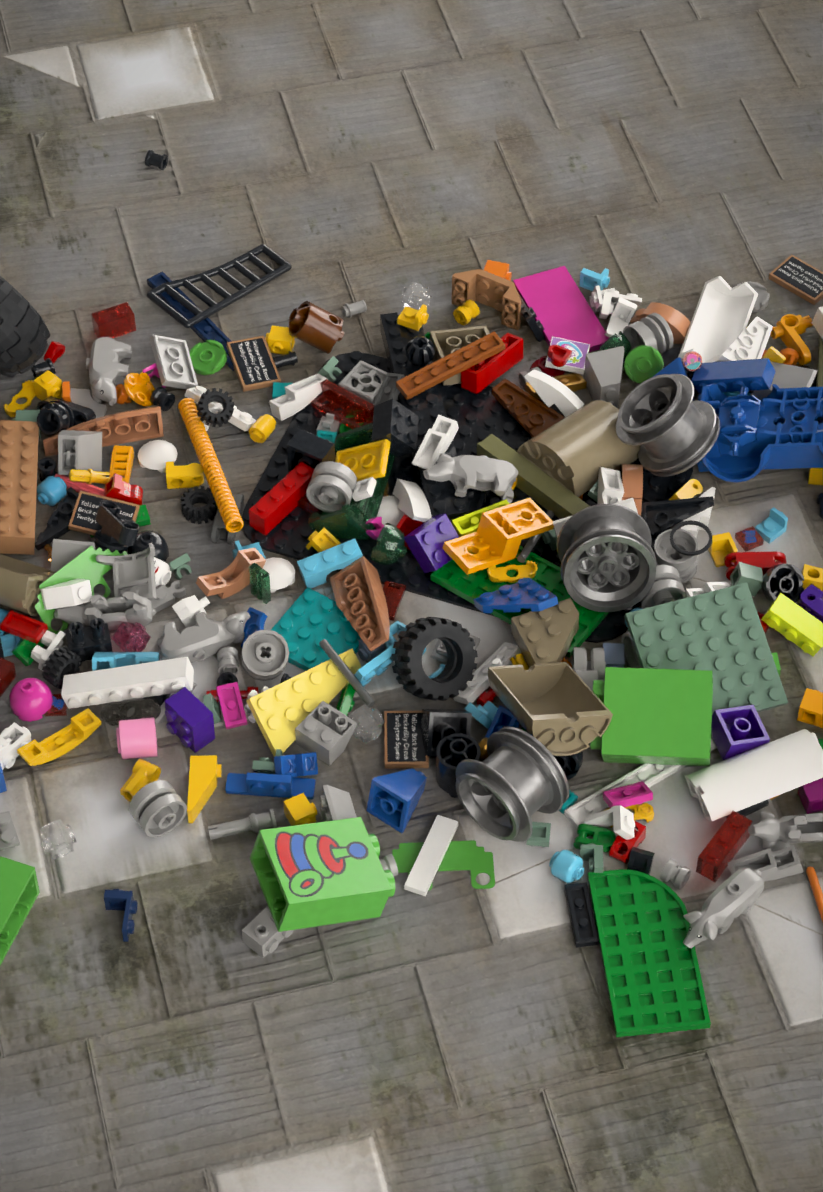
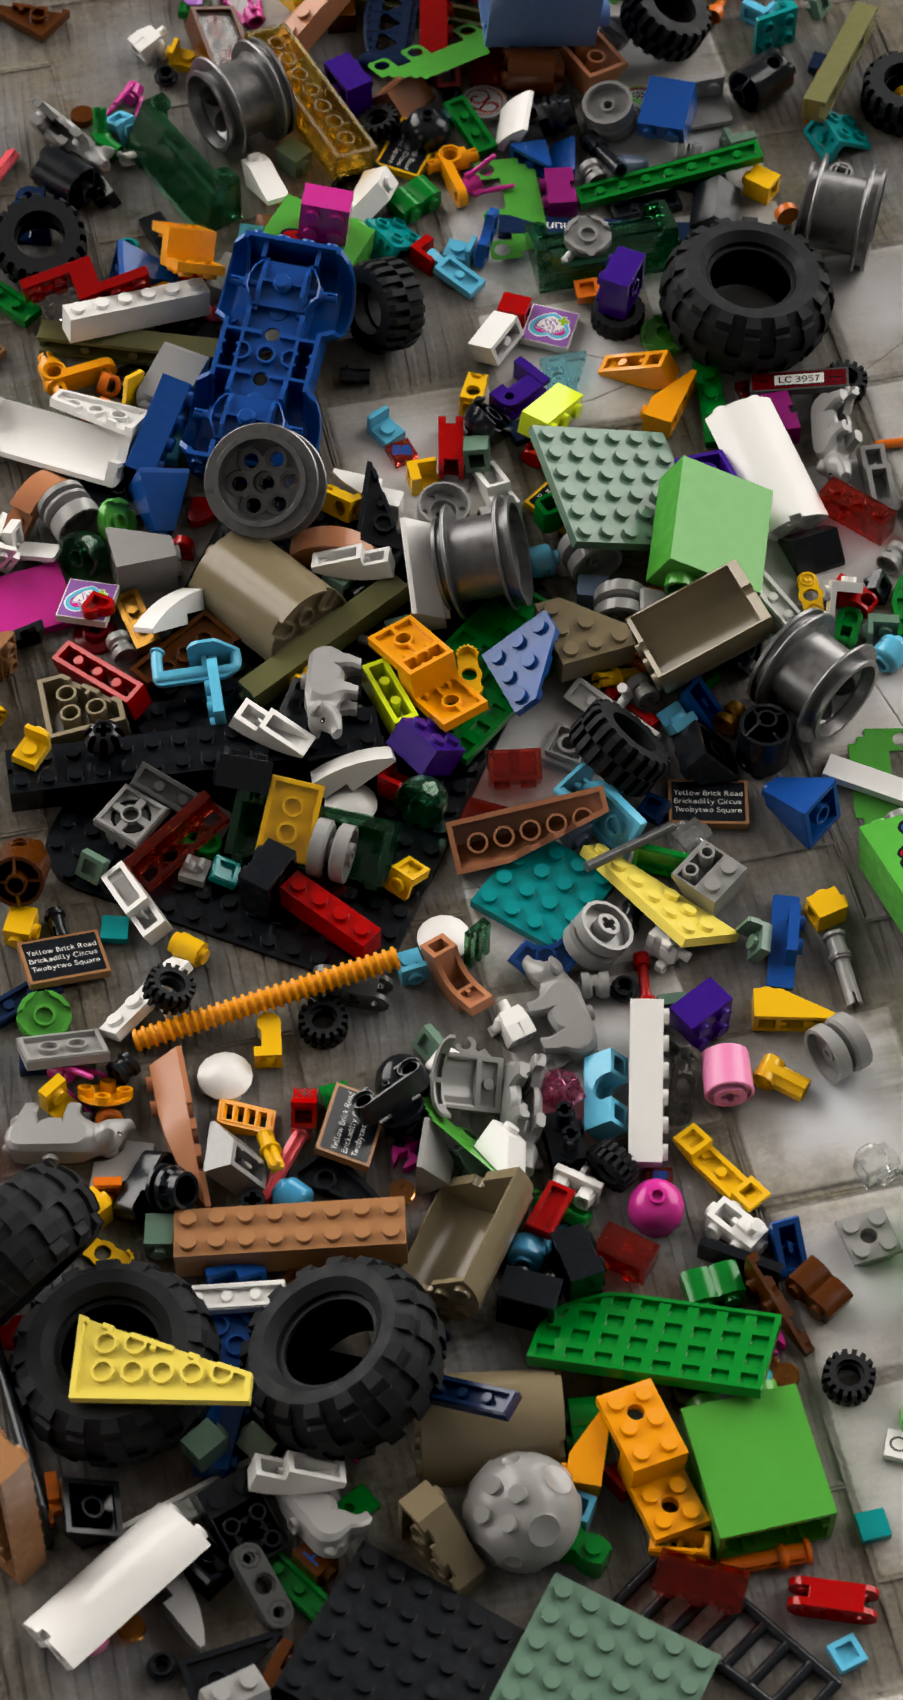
camera: 90 degrees left, 5 degrees up
(139, 361) = (55, 1096): none -> yellow bracket
(231, 705) = (667, 978): dark pink plate -> none
(296, 764) = (761, 908): blue slope -> none
(317, 567) = (451, 882): medium azure arch -> none
(336, 804) = (835, 866): light grey slope -> none
(364, 489) = (339, 811): white tile -> none
(377, 522) = (389, 809): dark pink bar -> none
(397, 701) = (654, 808): none -> dark blue tile
(428, 602) = (514, 768): none -> clear red brick
(450, 365) = (133, 707): dark orange plate -> none
(486, 419) = (208, 663): none -> medium azure plate
(628, 795) = (795, 588): dark pink plate -> none
(680, 816) = (813, 549): none -> black slope
(692, 361) = (128, 465): tile -> none
(693, 553) = (439, 467): black piece -> none

